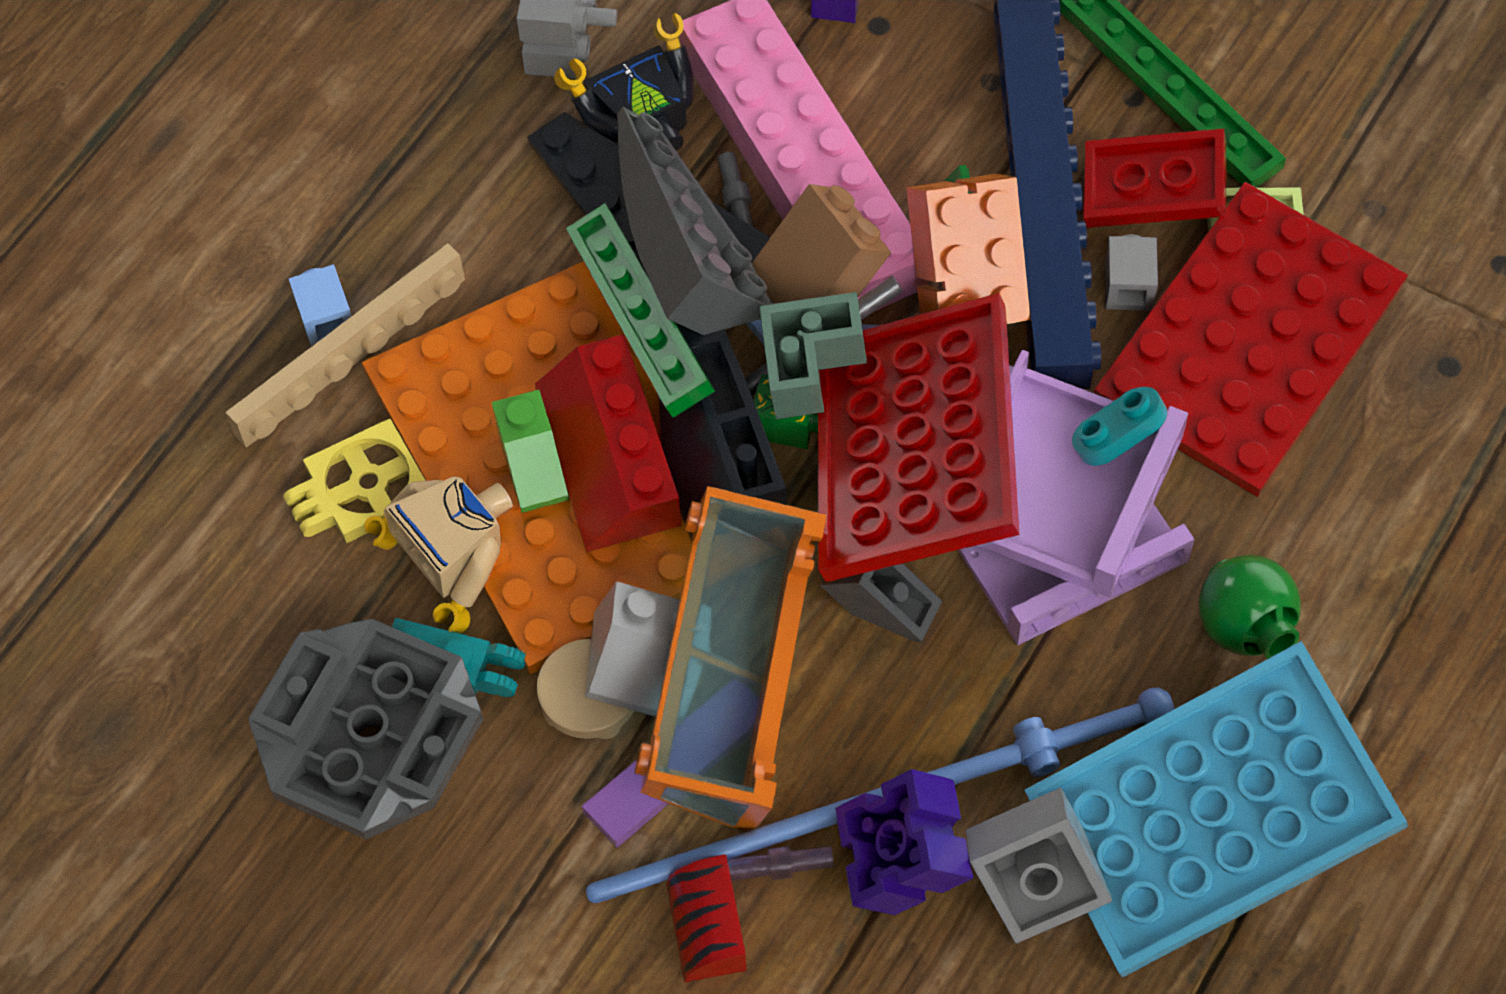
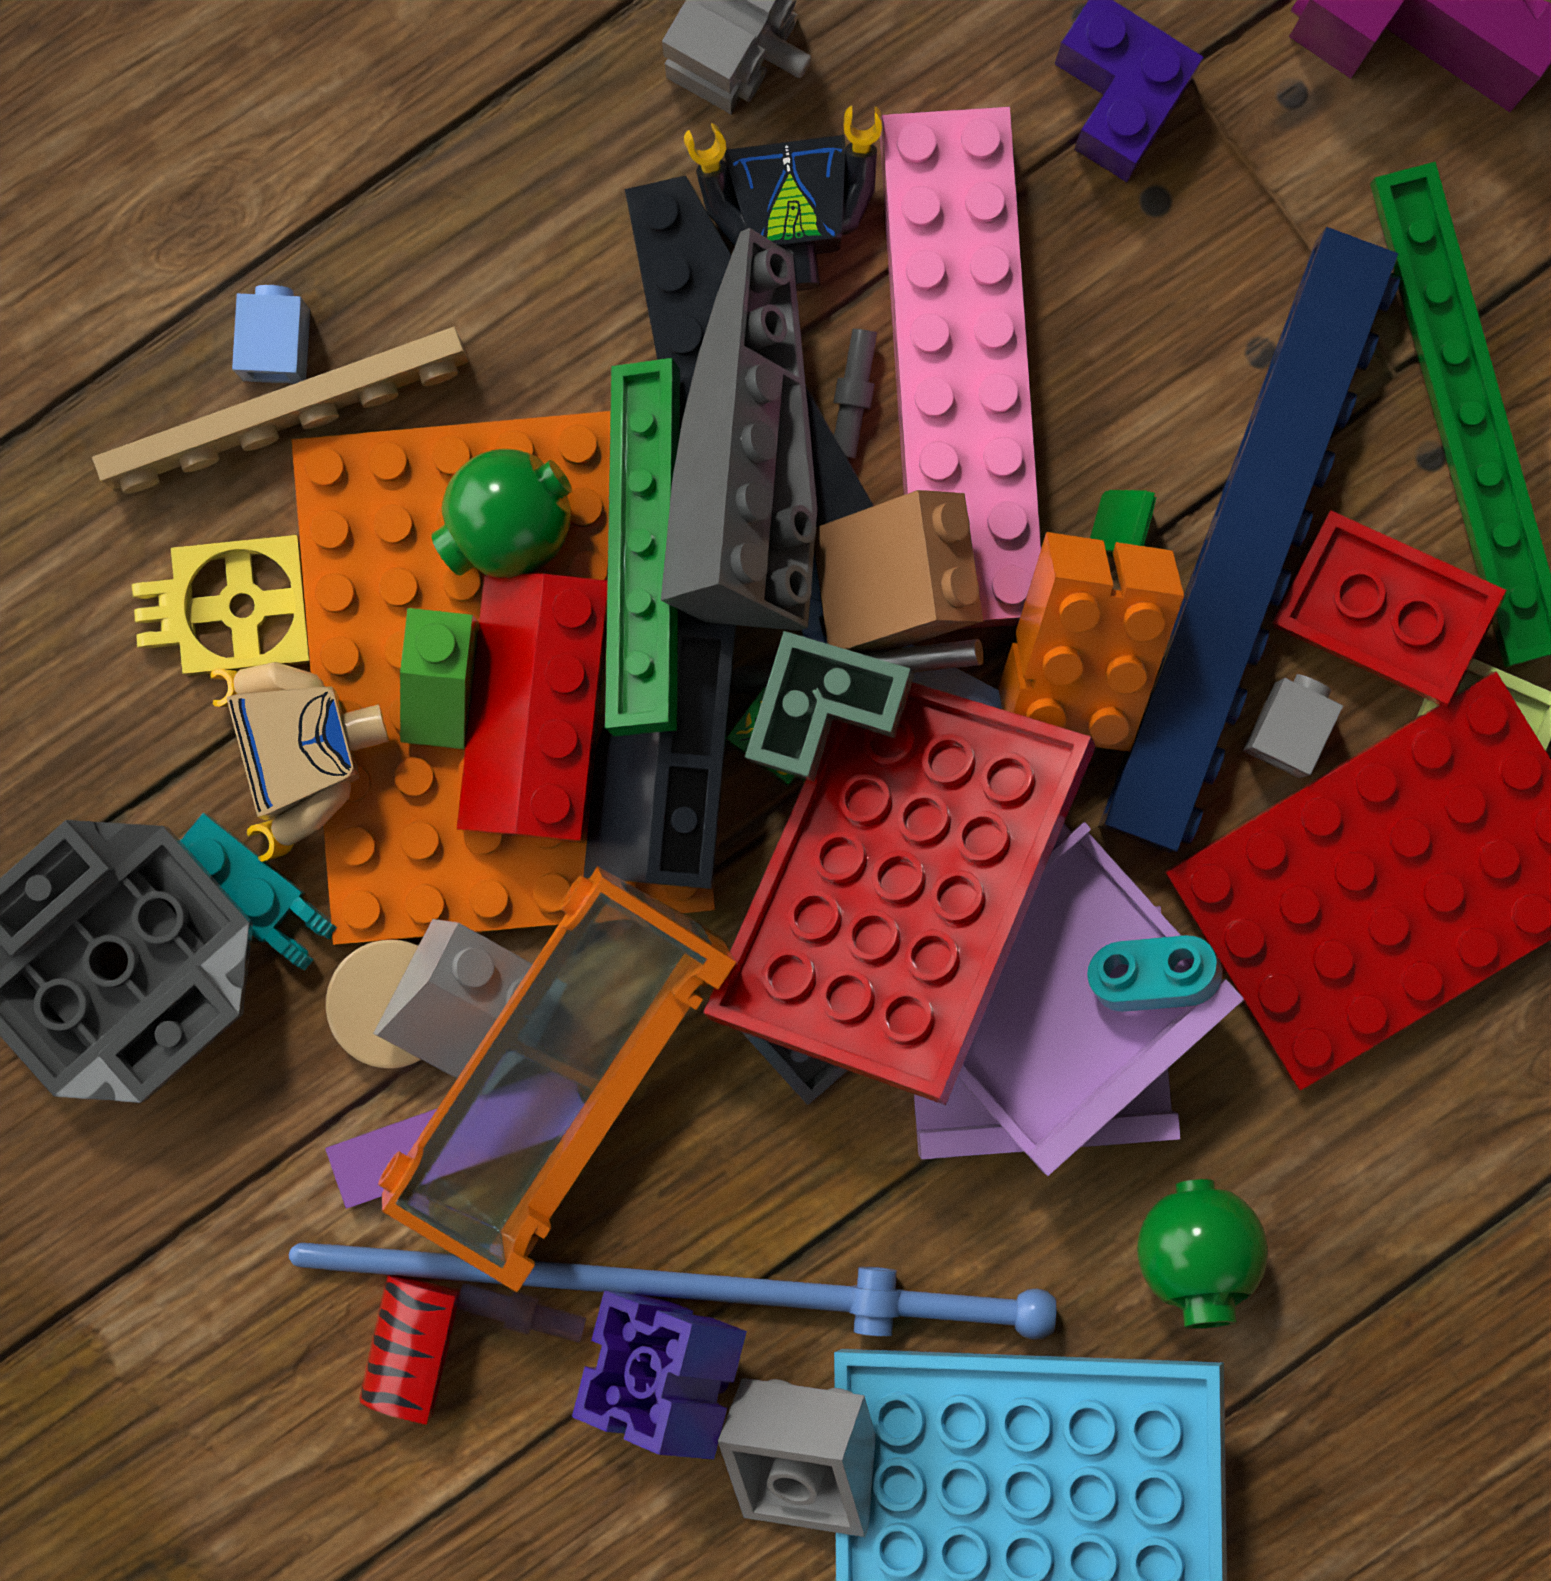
camera: 20 degrees right, 25 degrees up
(531, 331) = (504, 514): none -> green brick

